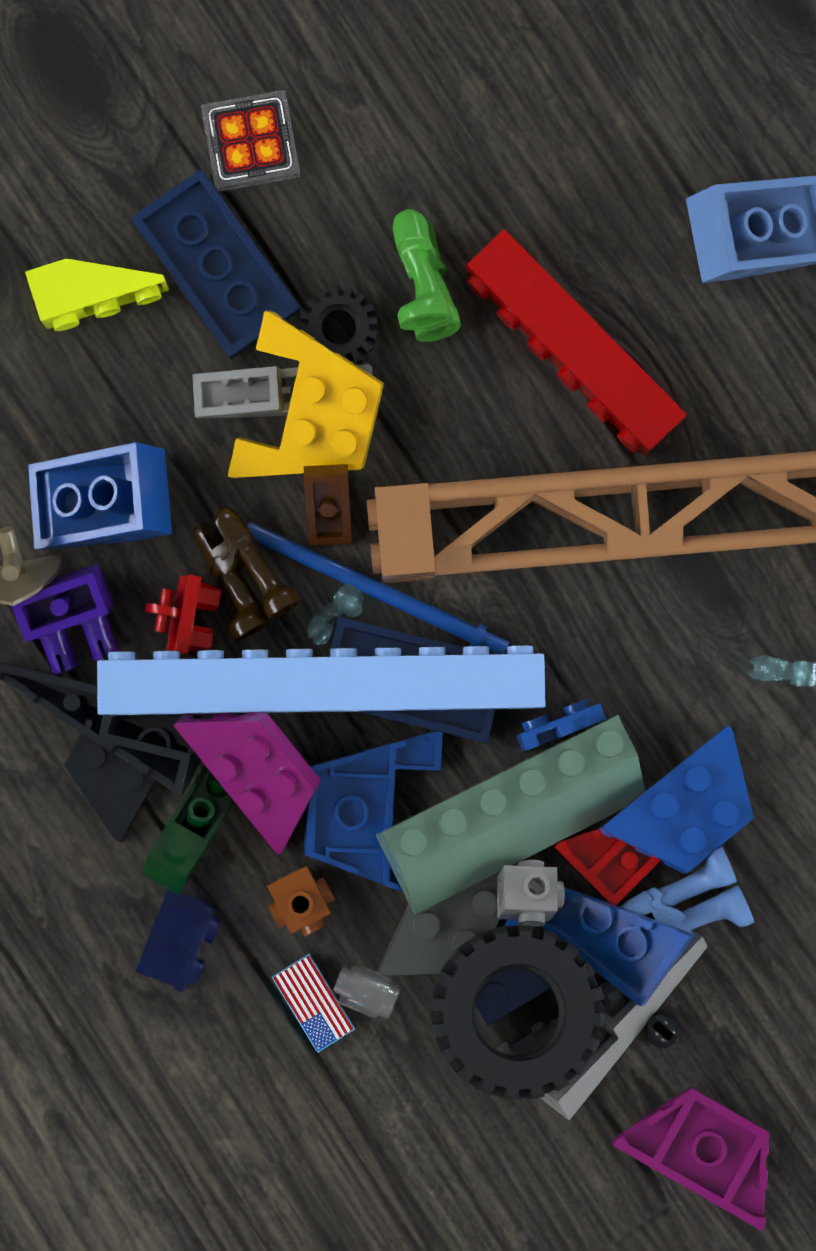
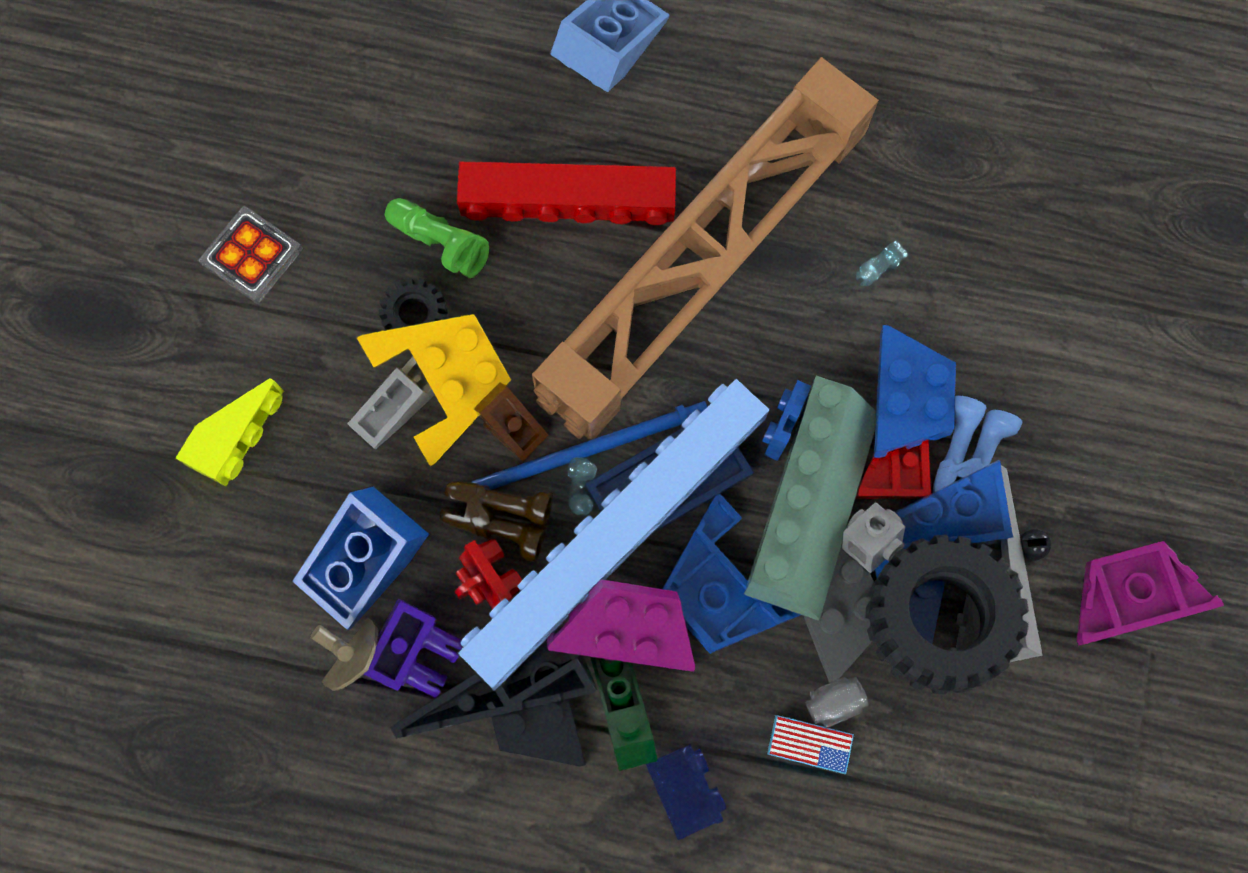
camera: 45 degrees left, 10 degrees down
(214, 262) = (296, 346): dark blue plate -> none
(300, 883) = (724, 687): dark orange brick -> none

